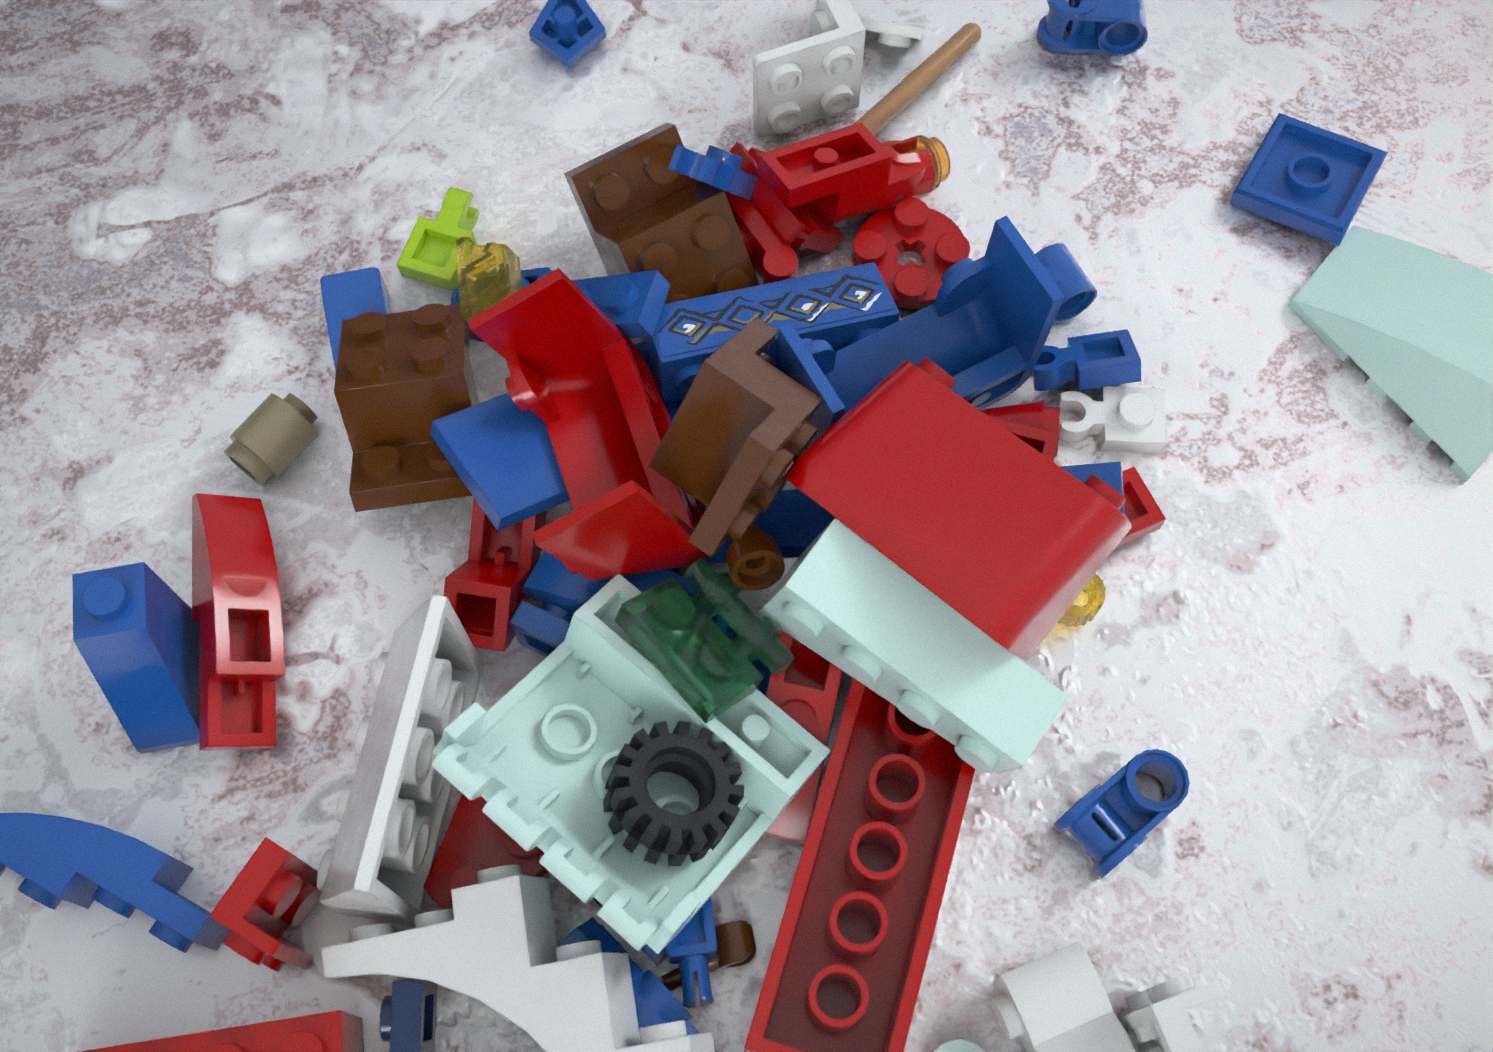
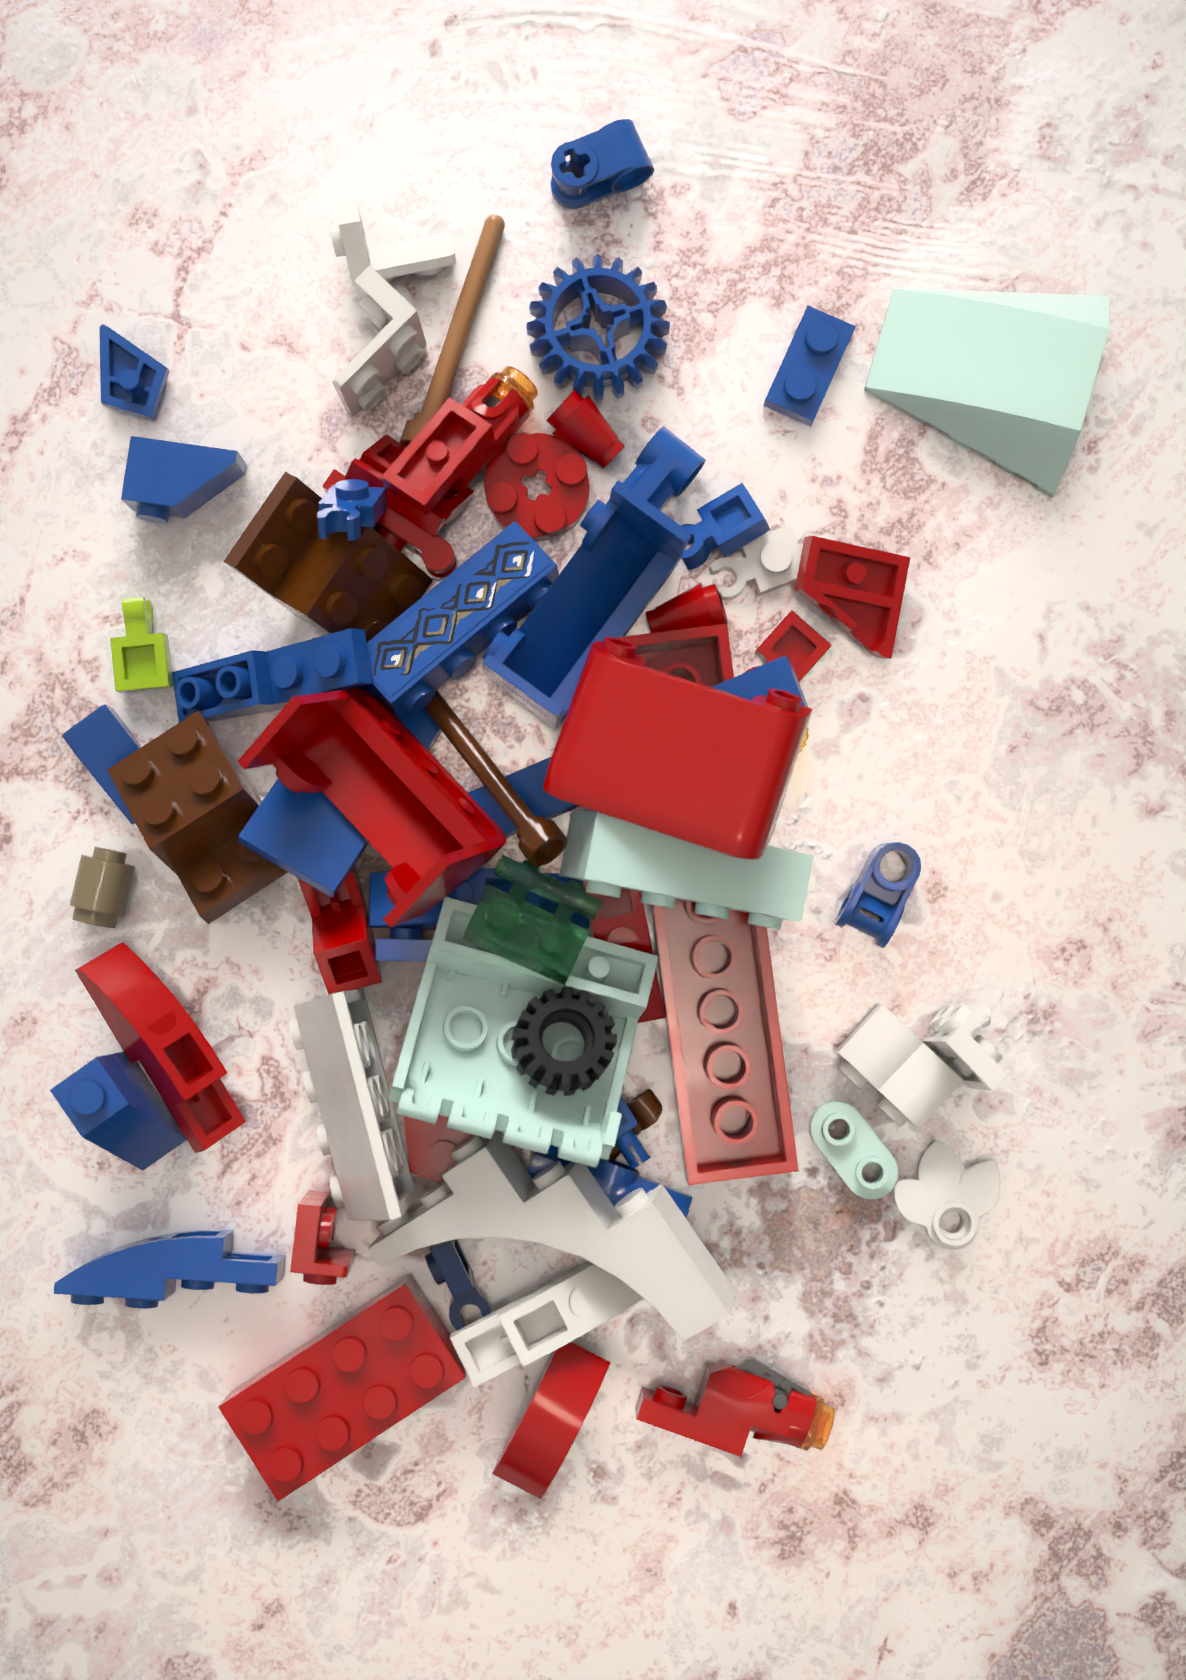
camera: 25 degrees left, 20 degrees up
(485, 275) = (206, 682): clear yellow tile -> none
(564, 112) = (176, 477): none -> blue slope
(736, 436) = (490, 760): reddish brown bracket -> none
(975, 210) = (585, 429): none -> red cone
(1035, 143) = (614, 318): none -> blue gear
(1213, 476) = (855, 589): none -> red wing
(1238, 259) = (809, 365): none -> blue plate
(1308, 178) = (841, 257): blue tile -> none

